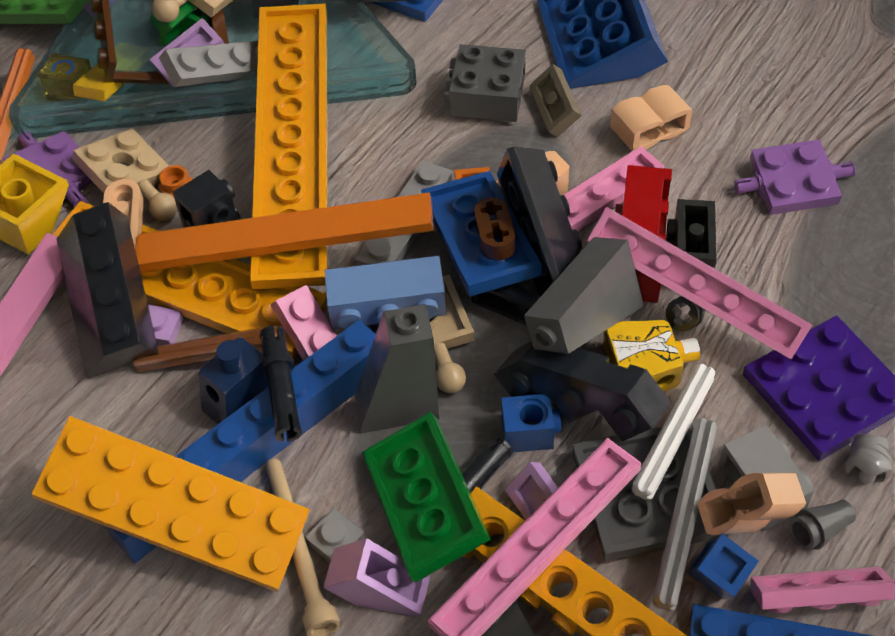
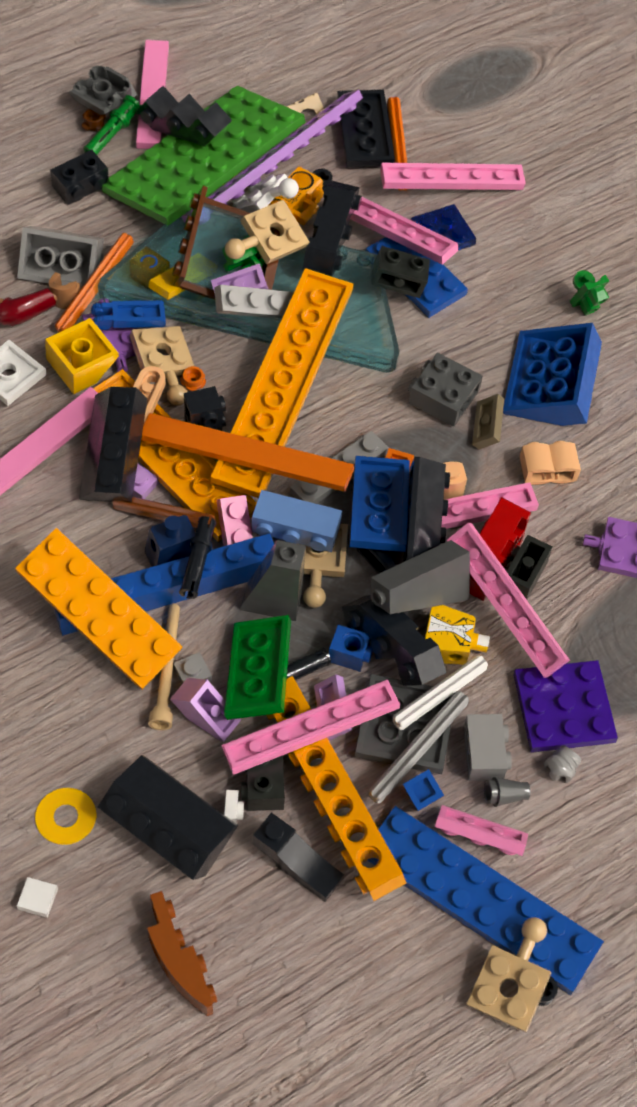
camera: 15 degrees right, 5 degrees up
(62, 134) = (129, 314): none -> blue hinge
(501, 227) = (393, 507): reddish brown beam -> none
(673, 314) = (486, 618): black bush -> none
(751, 503) = (457, 758): light nougat brick -> none

